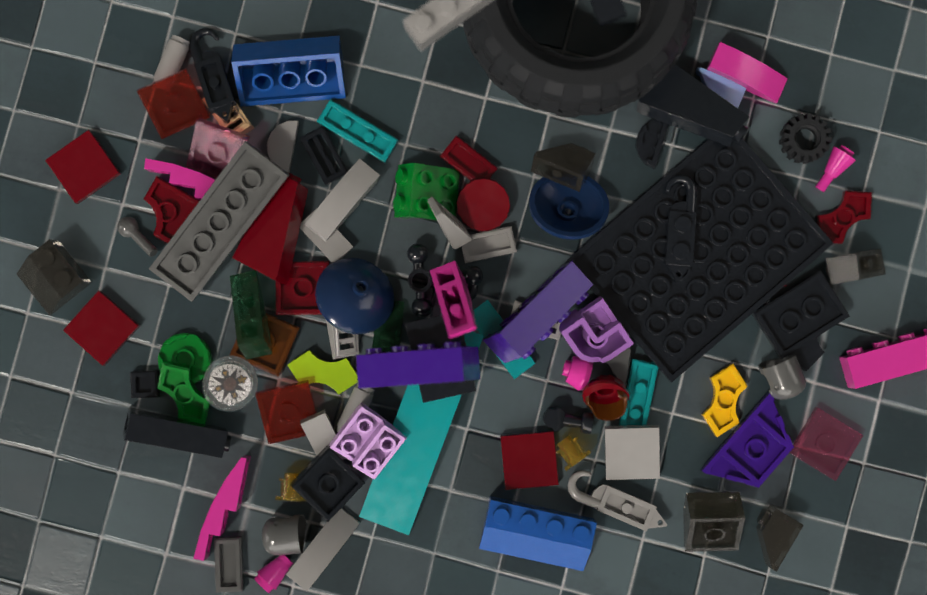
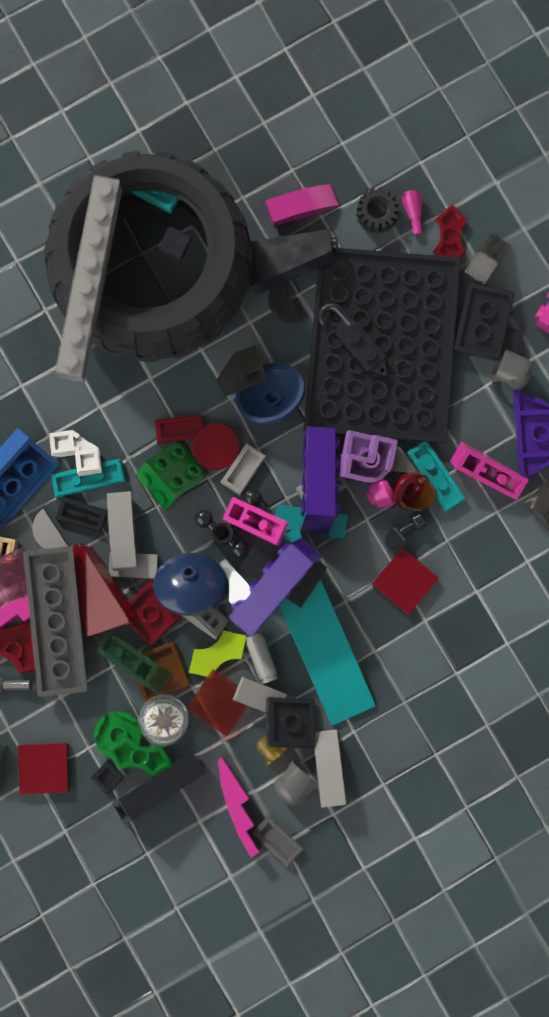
camera: 45 degrees left, 5 degrees down
(273, 573) = (312, 817): dark pink cone -> none
(367, 441) = (289, 669): lavender slope -> none
(371, 90) = (71, 443): none -> white tile
(450, 225) = (208, 480): light grey slope -> none
(537, 533) = (457, 623): blue slope -> none
(571, 451) = (426, 548): clear yellow brick -> none
(617, 504) = (488, 553): light grey plate -> none
(632, 452) = (465, 511): light grey tile -> none
(683, 438) = (488, 470): none -> dark pink slope
(722, 86) = (295, 226): light blue slope -> none
(726, 389) = (496, 431): yellow tile -> none

